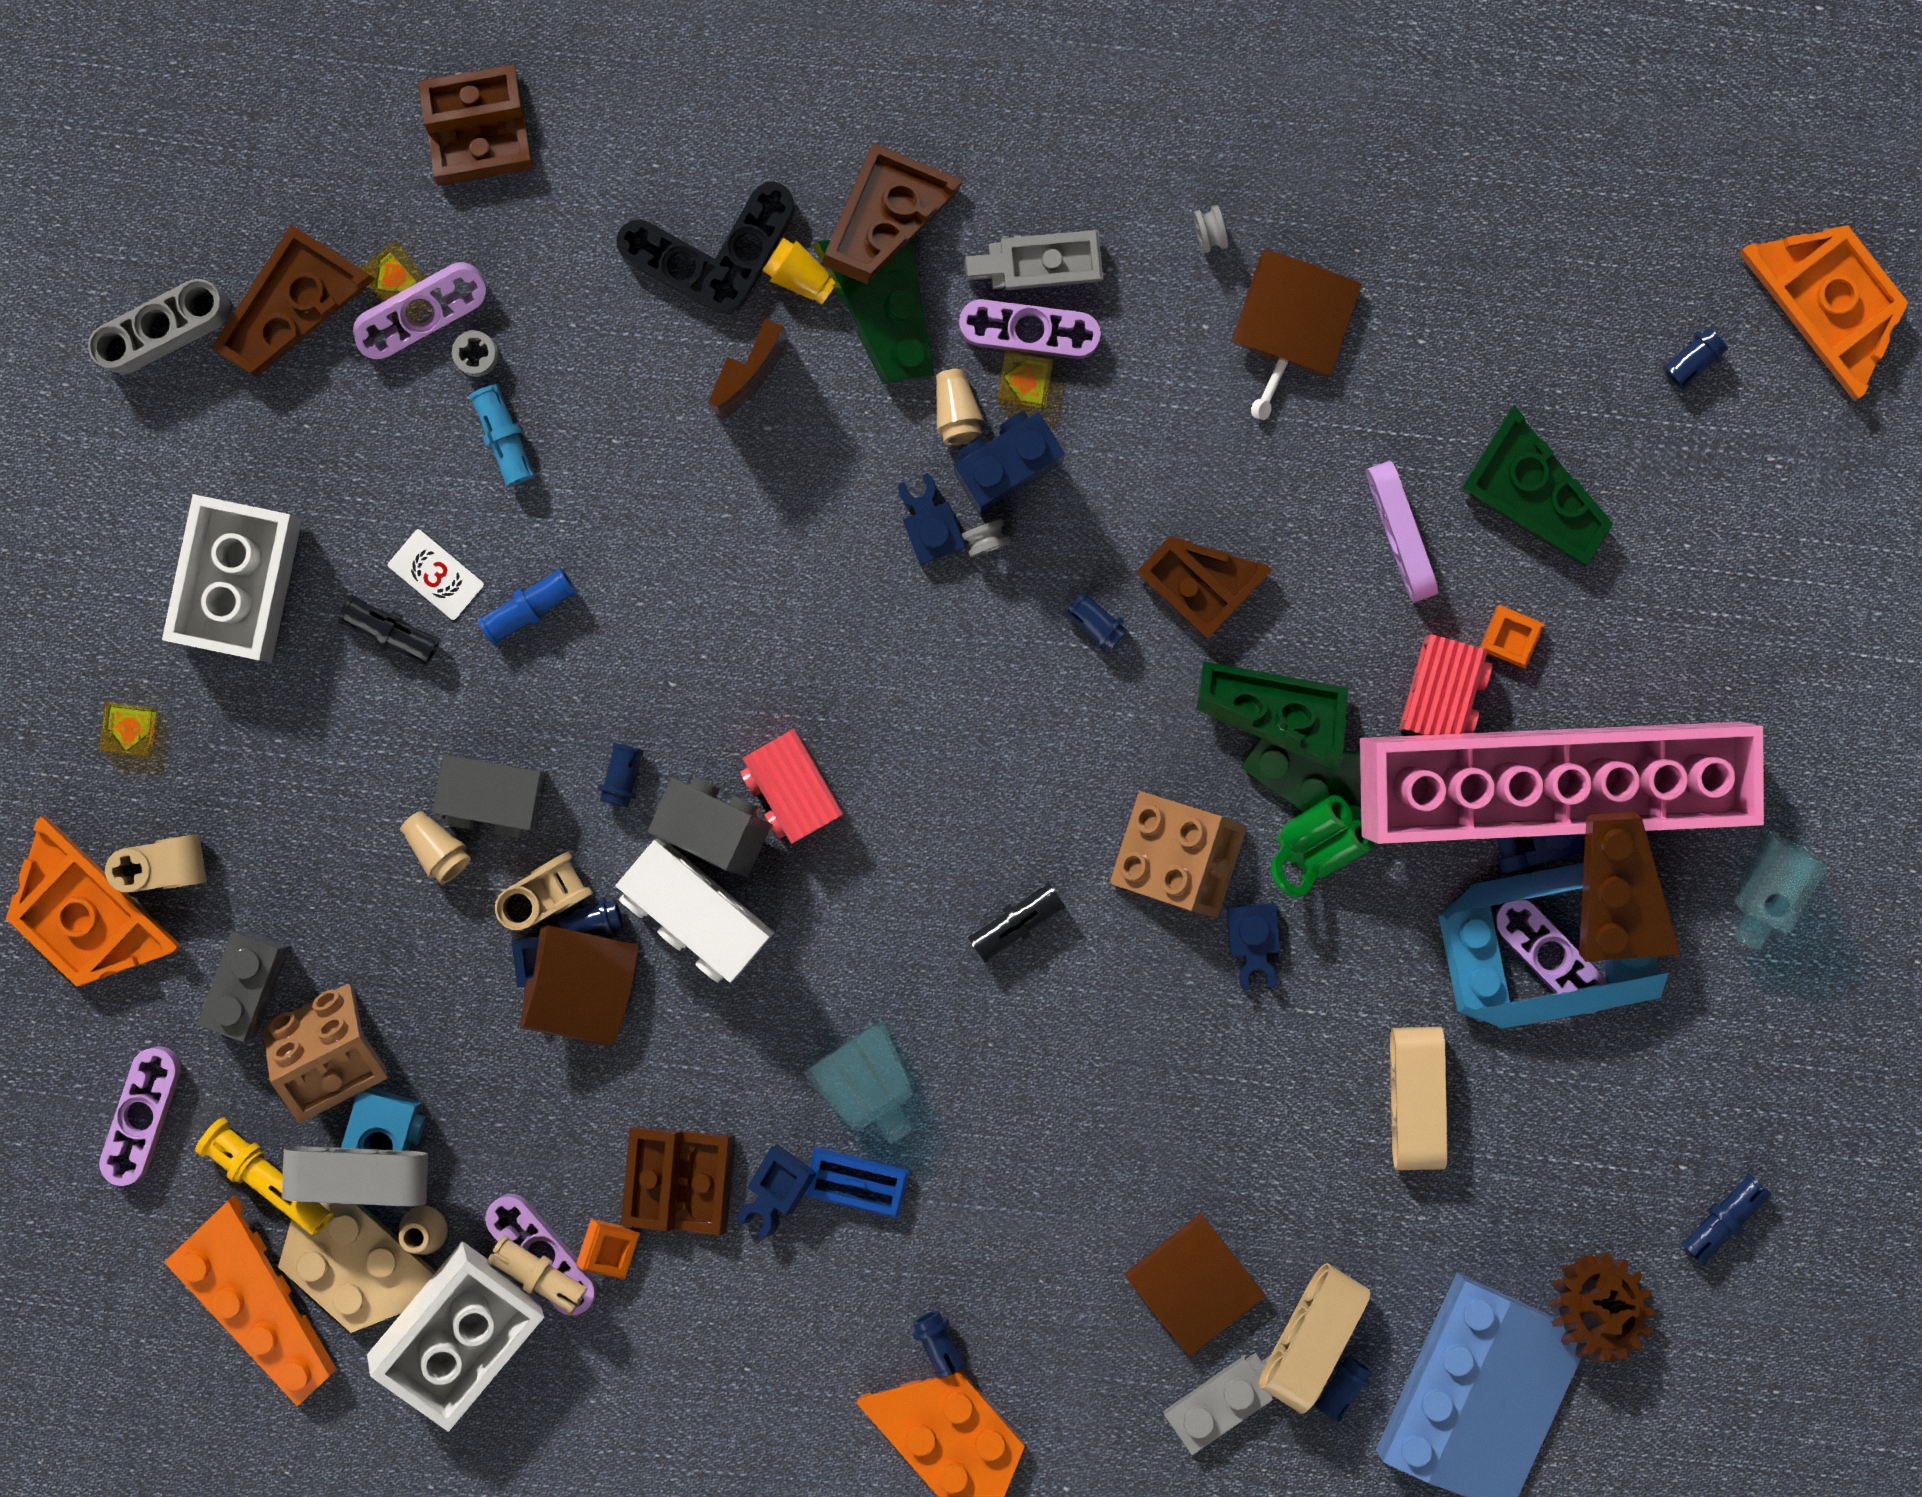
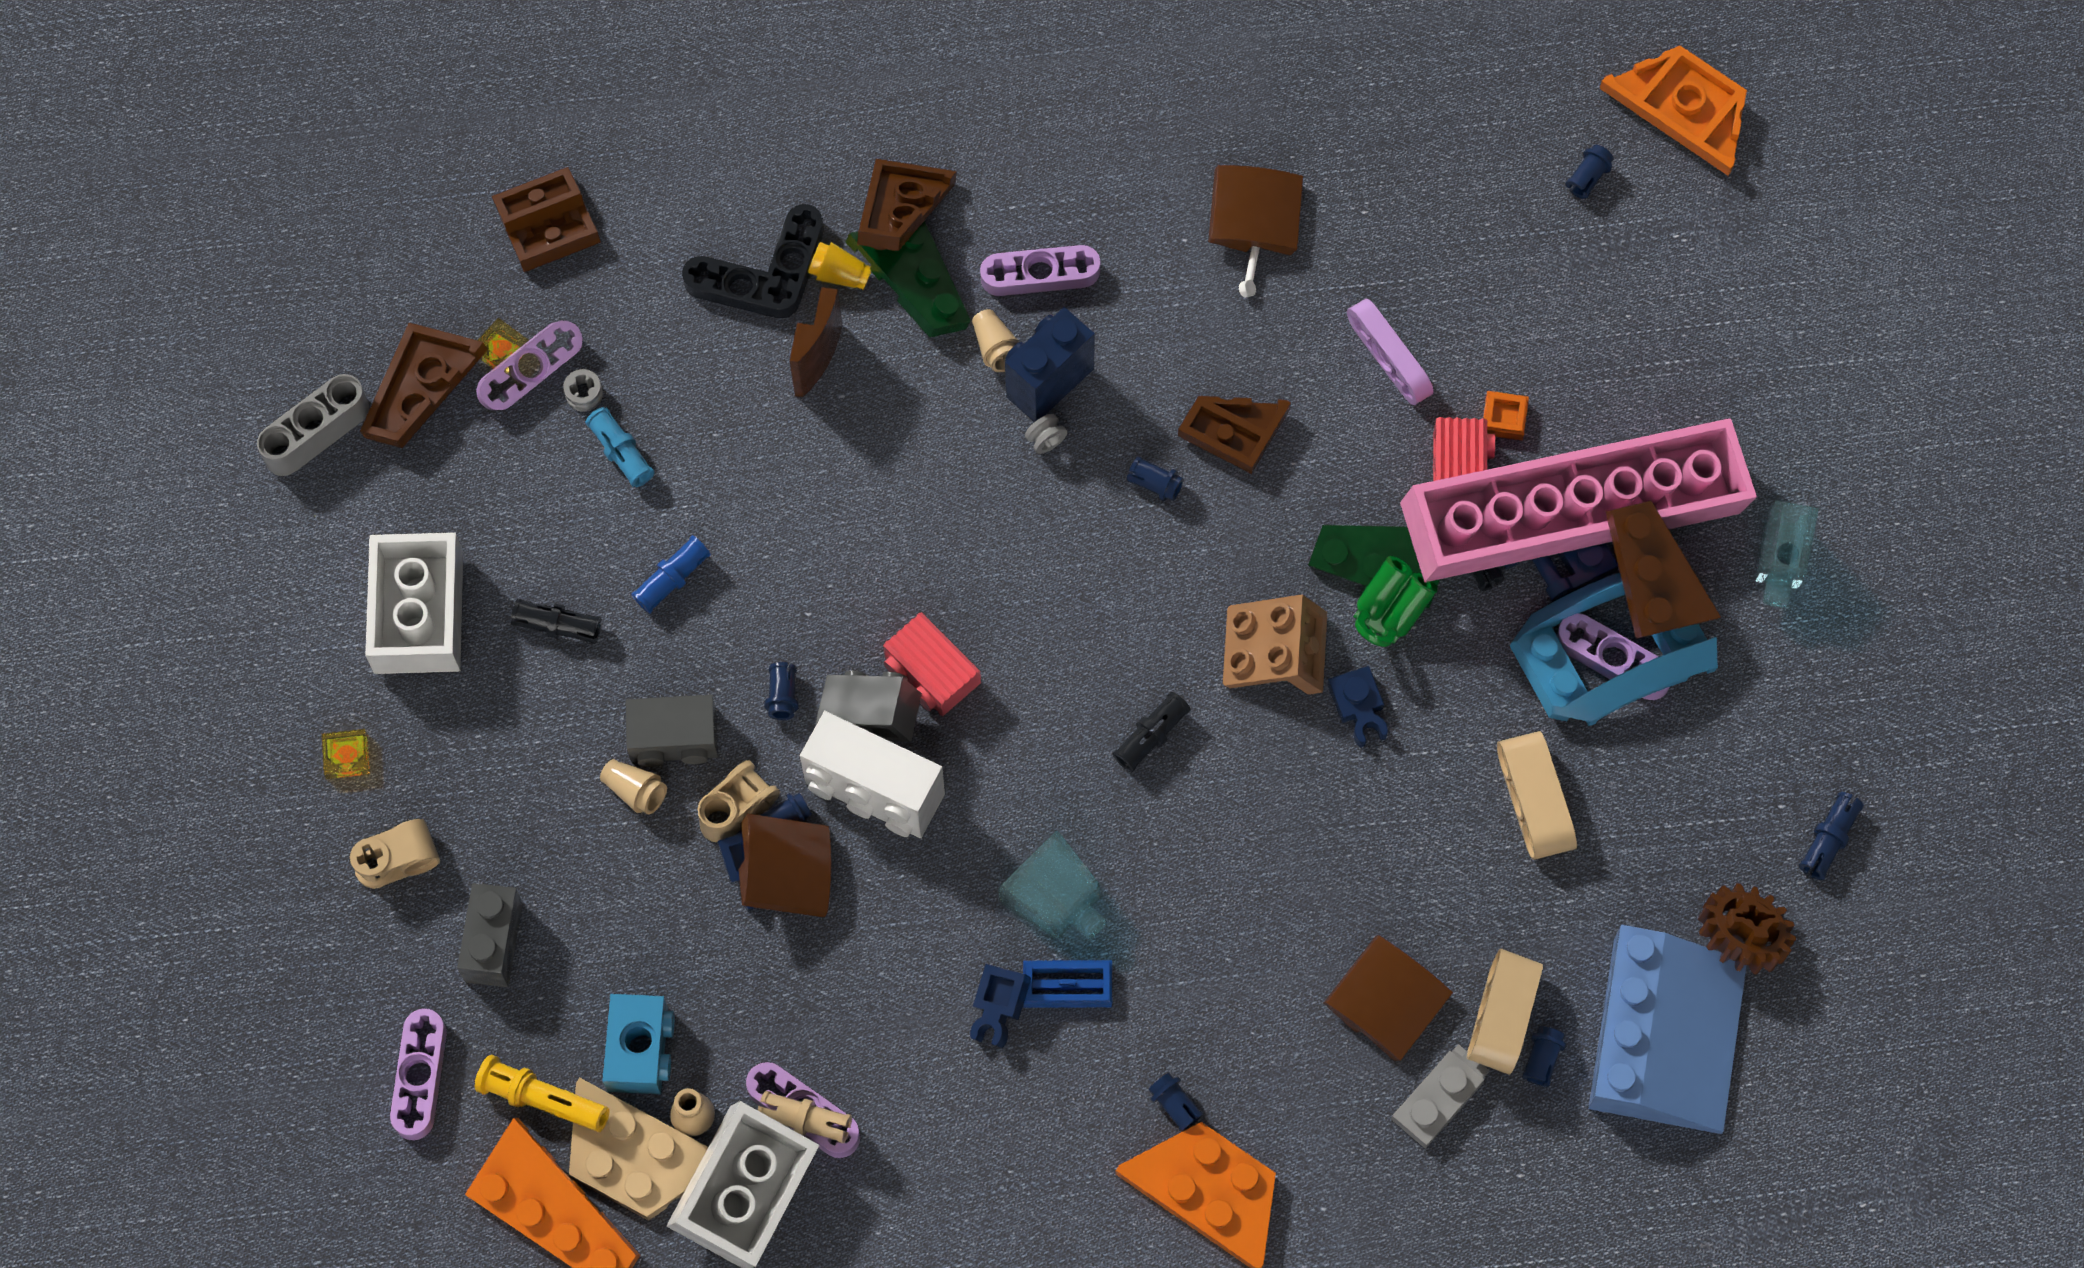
camera: 15 degrees left, 20 degrees down
(77, 915) = (334, 912): orange wing -> none
(321, 1054) = (573, 973): medium nougat bracket -> none
(354, 1176) = (624, 1059): light grey beam -> none
(435, 574) = (586, 572): white sticker -> none
(607, 1249) = (861, 1088): orange tile -> none
(678, 1180) = (910, 1018): reddish brown slope -> none
(932, 528) = (997, 440): dark blue plate -> none
(1025, 379) = (1042, 303): clear yellow tile -> none
(1039, 261) = (1033, 216): light grey hinge -> none
(1210, 229) = (1168, 162): light grey bush -> none
(1279, 709) = (1336, 508): dark green wing -> none
(1534, 491) = (1489, 299): dark green wing -> none

